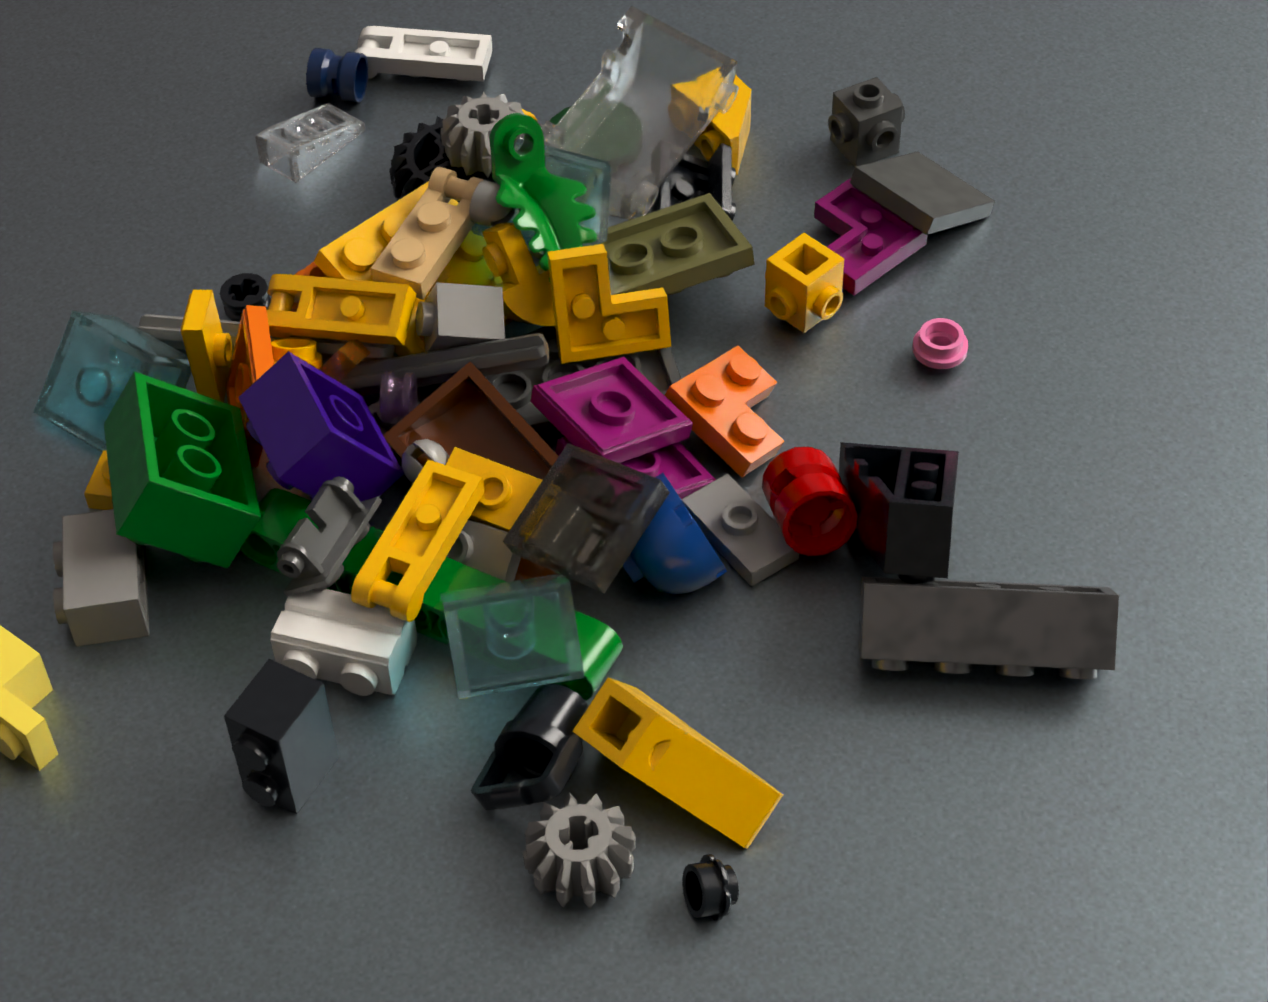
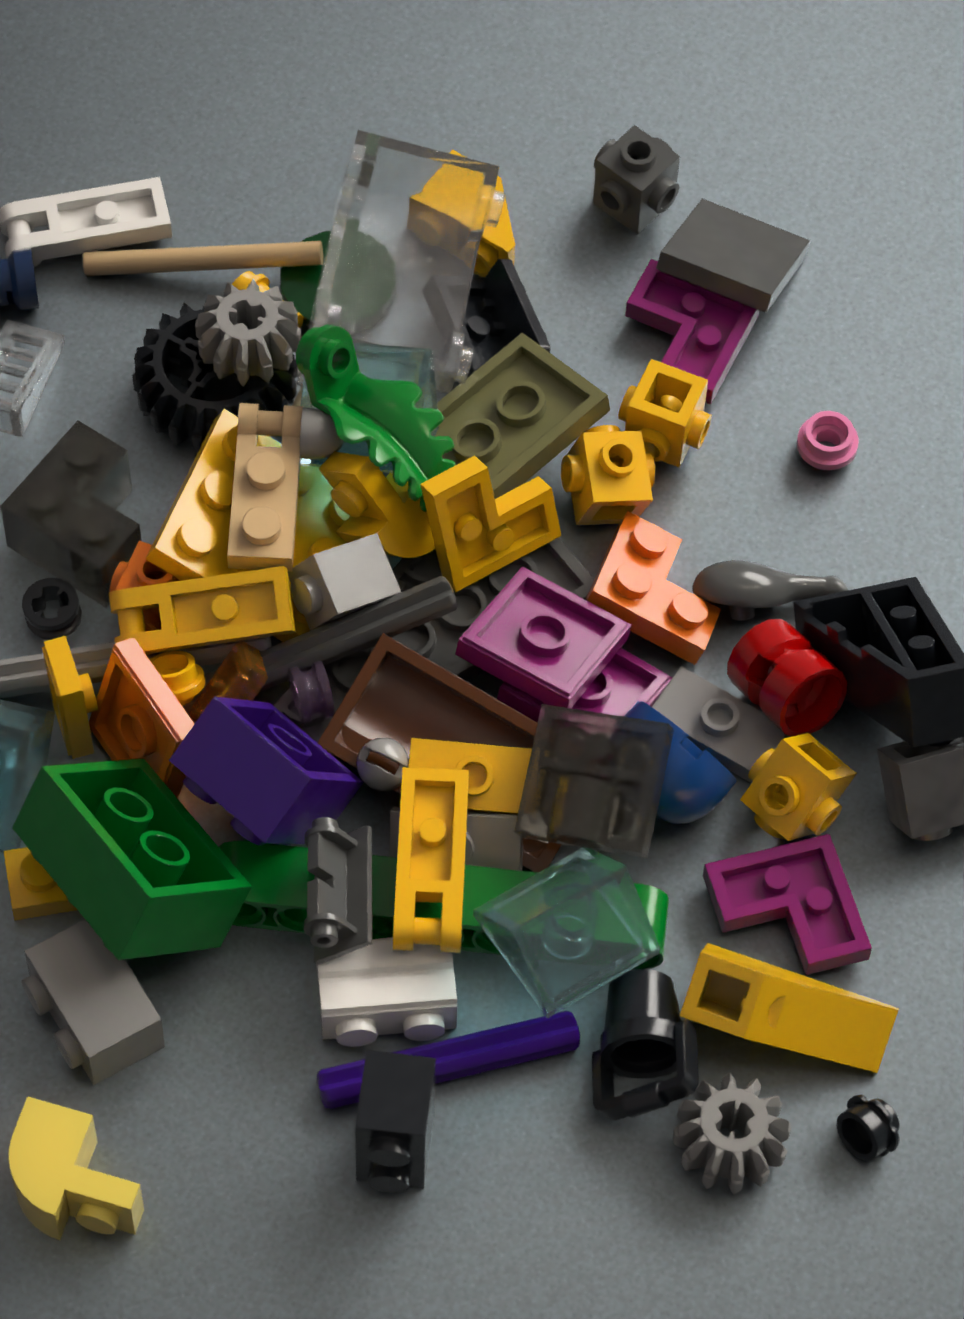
camera: 25 degrees left, 10 degrees up
(293, 221) = (68, 513): none -> clear smoke brick
(411, 718) = (465, 1054): none -> dark purple axle
(456, 89) = (203, 258): none -> tan bar
(733, 313) = (608, 475): none -> yellow brick
(740, 666) = (798, 884): none -> magenta plate
(776, 587) = (797, 788): none -> yellow brick
(816, 426) = (756, 585): none -> dark grey piece

